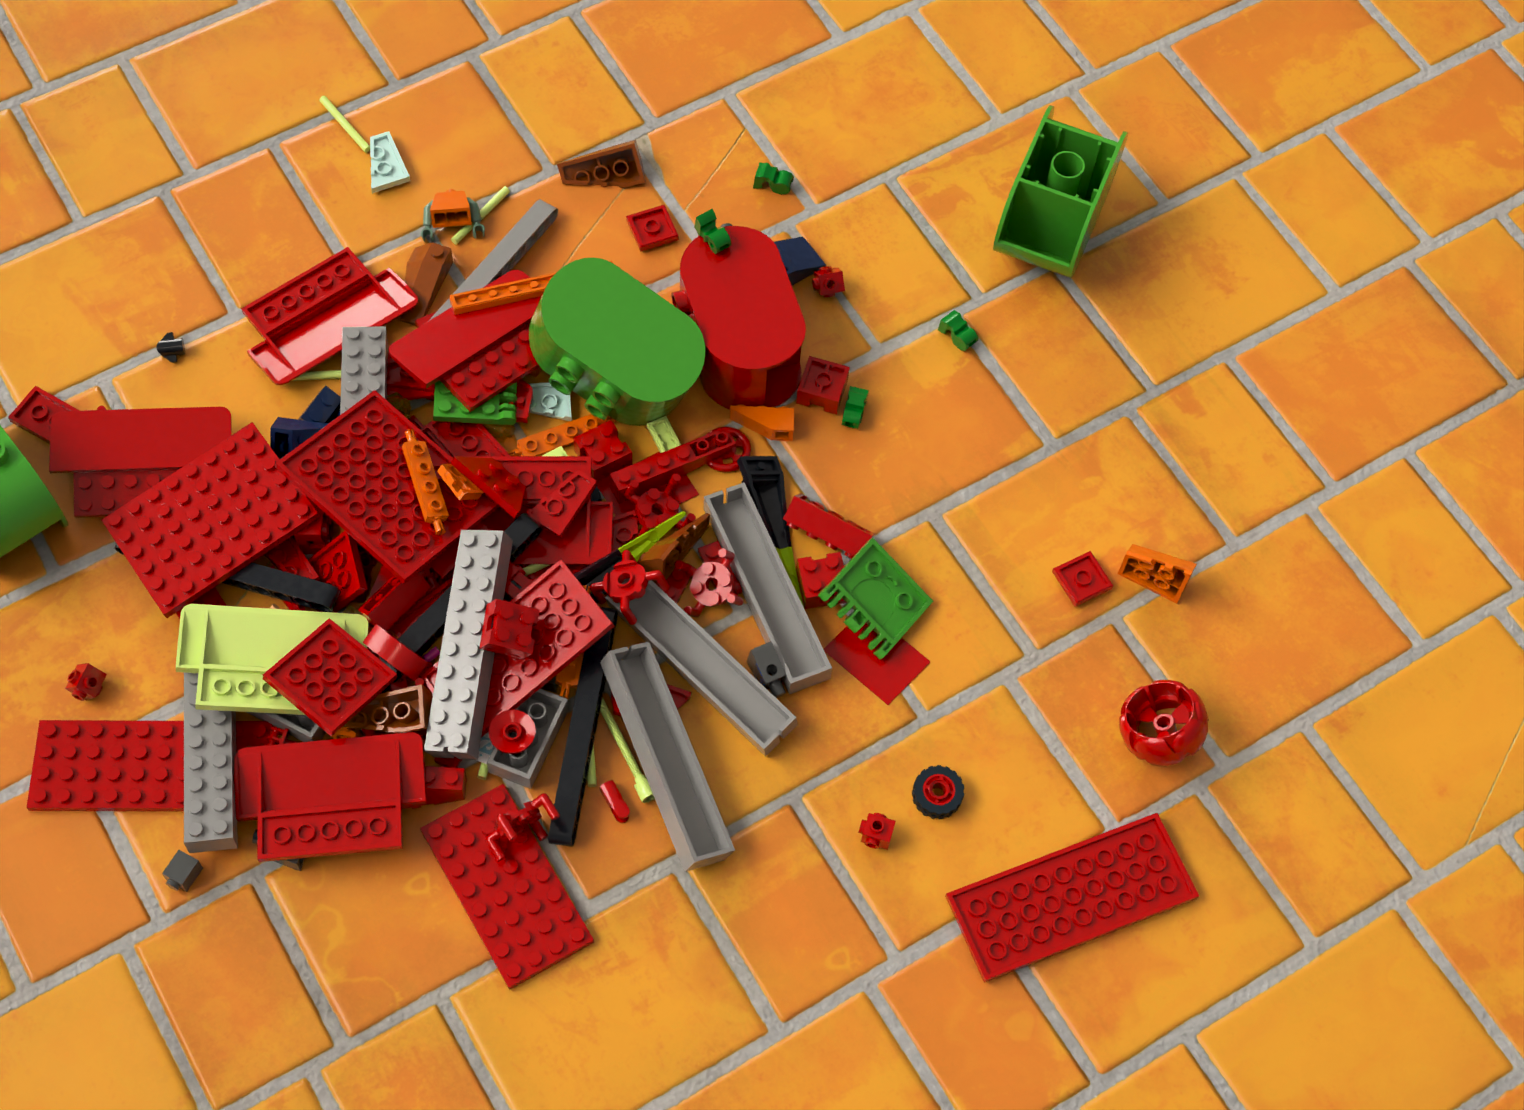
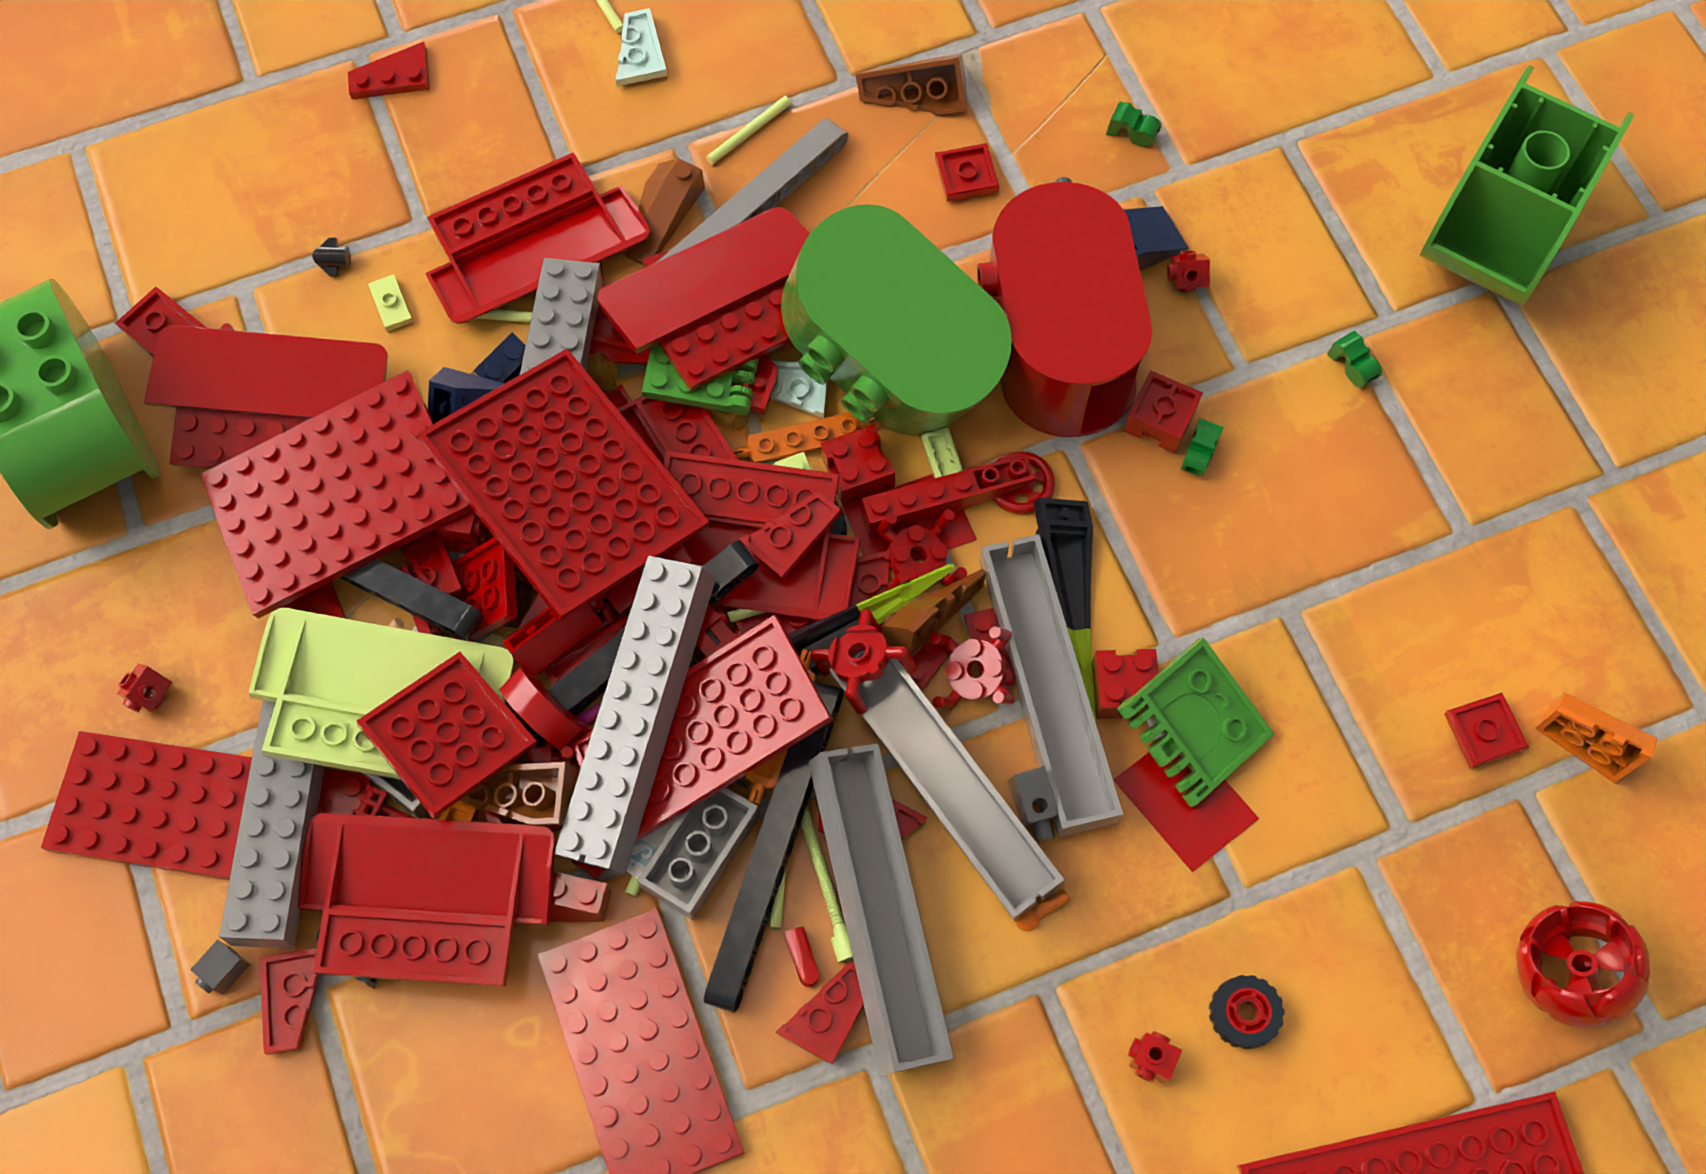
camera: 15 degrees right, 5 degrees up
(192, 203) = (392, 74): none -> red wing
(223, 376) = (390, 303): none -> yellowish green plate
(237, 883) = (286, 998): none -> red wing
(425, 482) = (611, 484): orange plate -> none
(450, 210) = (710, 119): orange torso -> none
(458, 483) = (655, 492): orange wing -> none
(493, 481) = (703, 492): red wing -> none
(500, 294) = (754, 237): orange tile -> none
(508, 629) = (689, 704): red piece -> none
(508, 722) = (666, 832): red dish -> none
(512, 823) = (660, 974): red plate -> none
(640, 840) = (828, 1017): none -> red wing
(715, 237) = (1048, 196): green leg -> none
(767, 421) = (1084, 453): orange slope -> none
(776, 752) = (1031, 918): none -> orange bar
(826, 525) = (1143, 609): red wedge -> none

